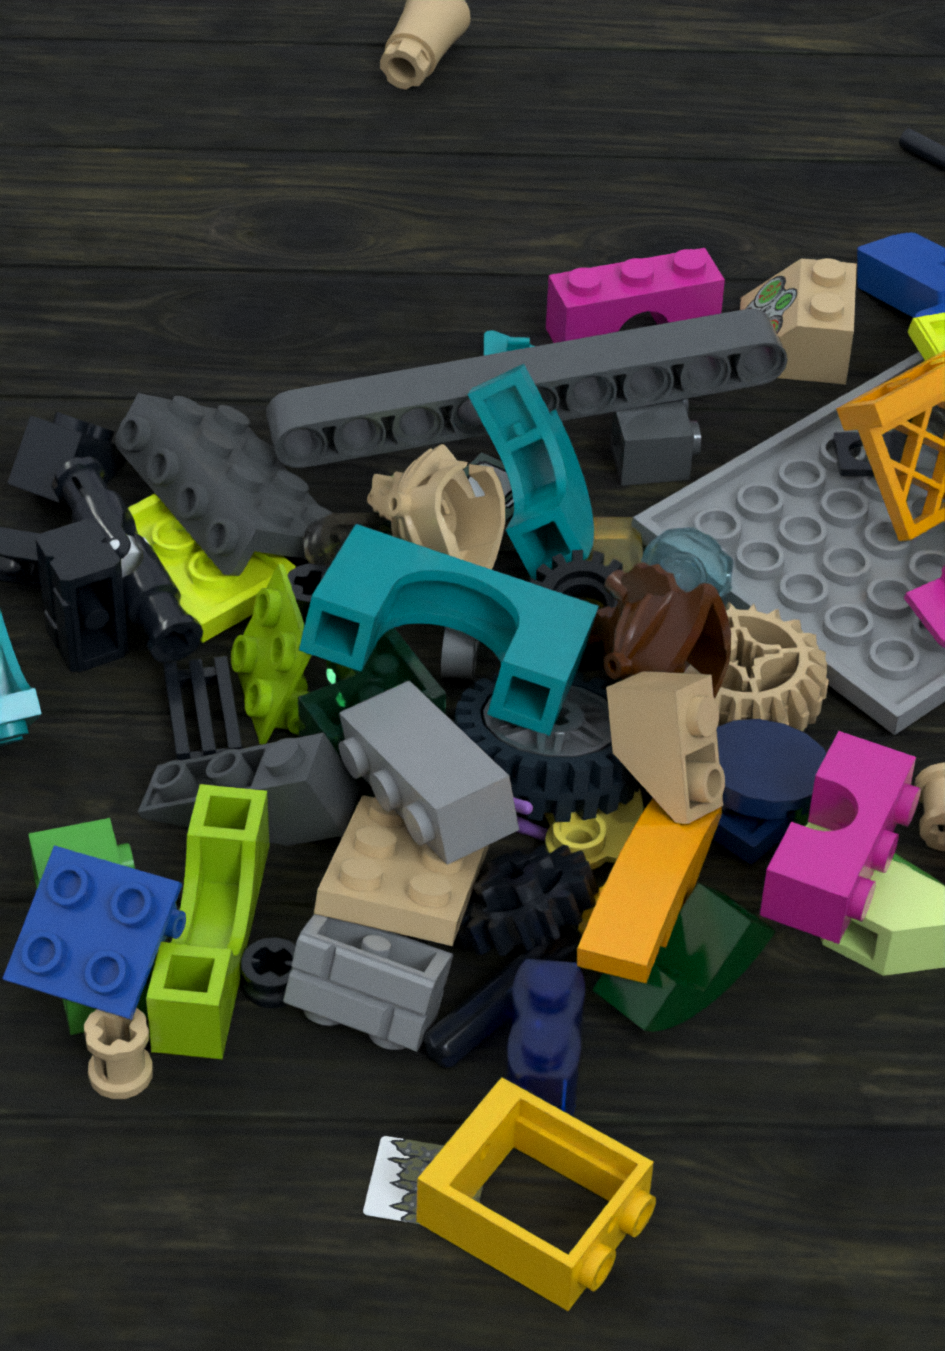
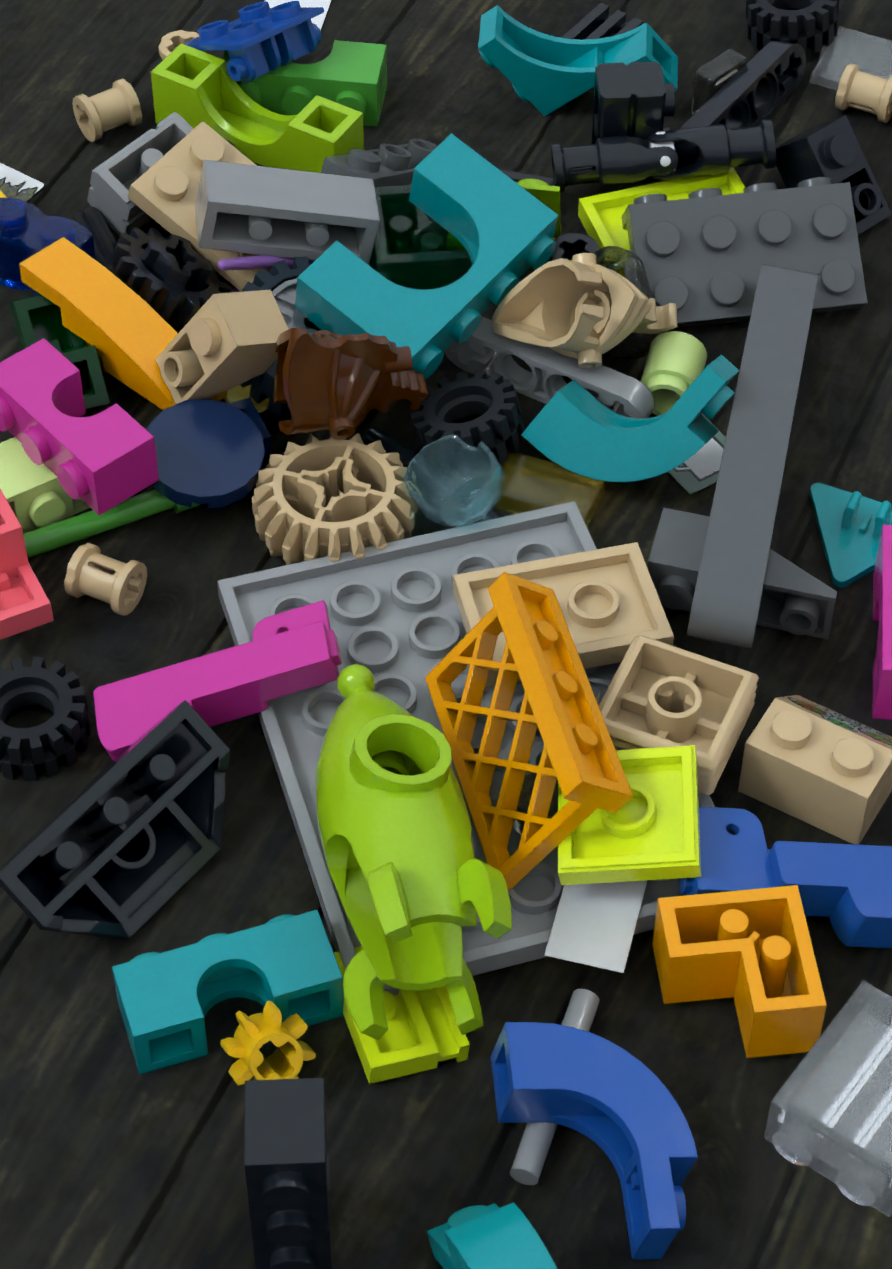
camera: 115 degrees right, 5 degrees up
(239, 1099) = (107, 110): none -> tan bush
(788, 469) = (601, 595): none -> tan plate
(843, 362) = (678, 700): none -> tan brick

